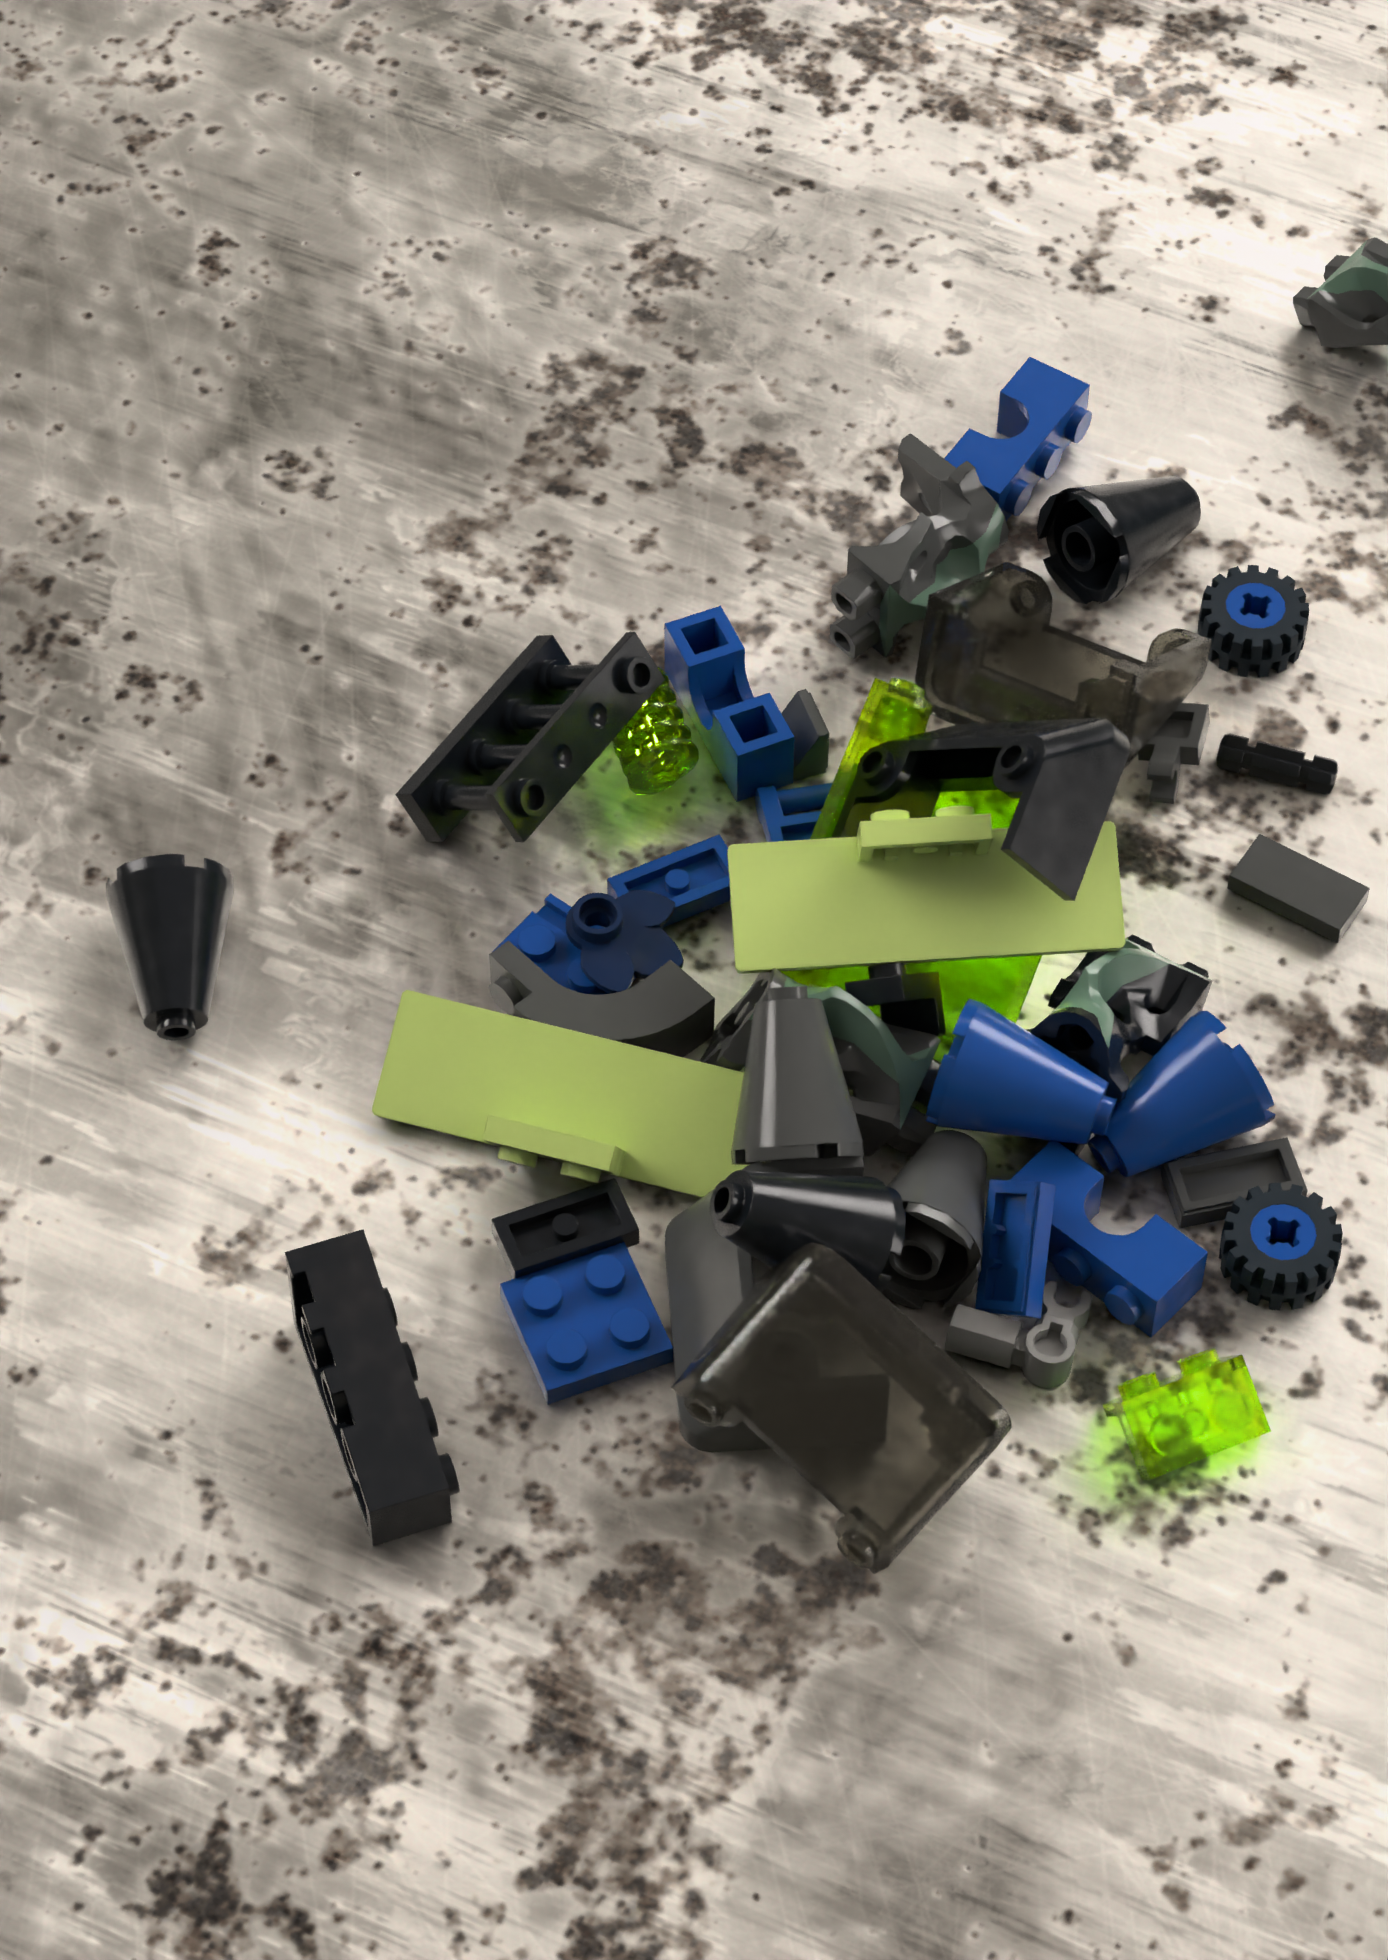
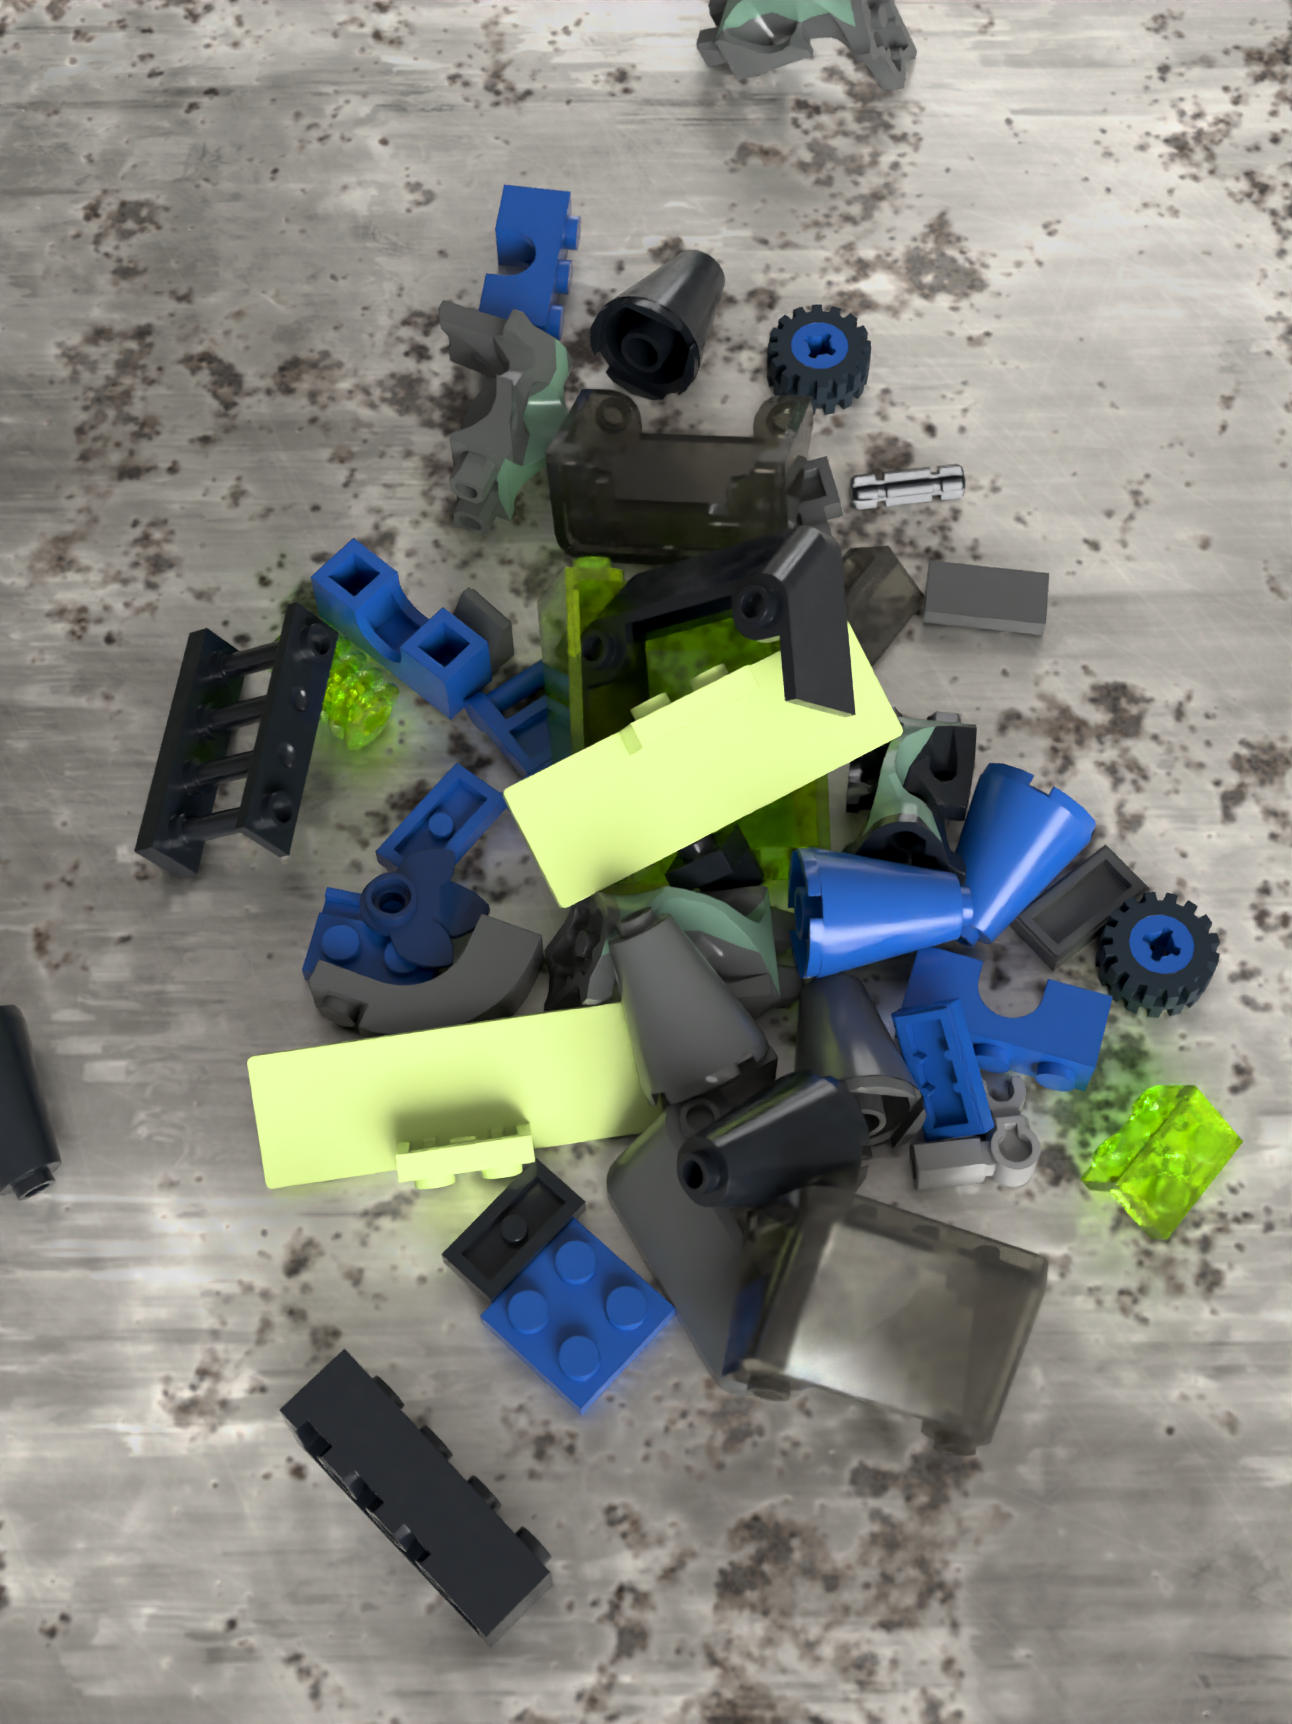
camera: 25 degrees left, 10 degrees up
(1173, 852) = (878, 597): none -> clear smoke panel

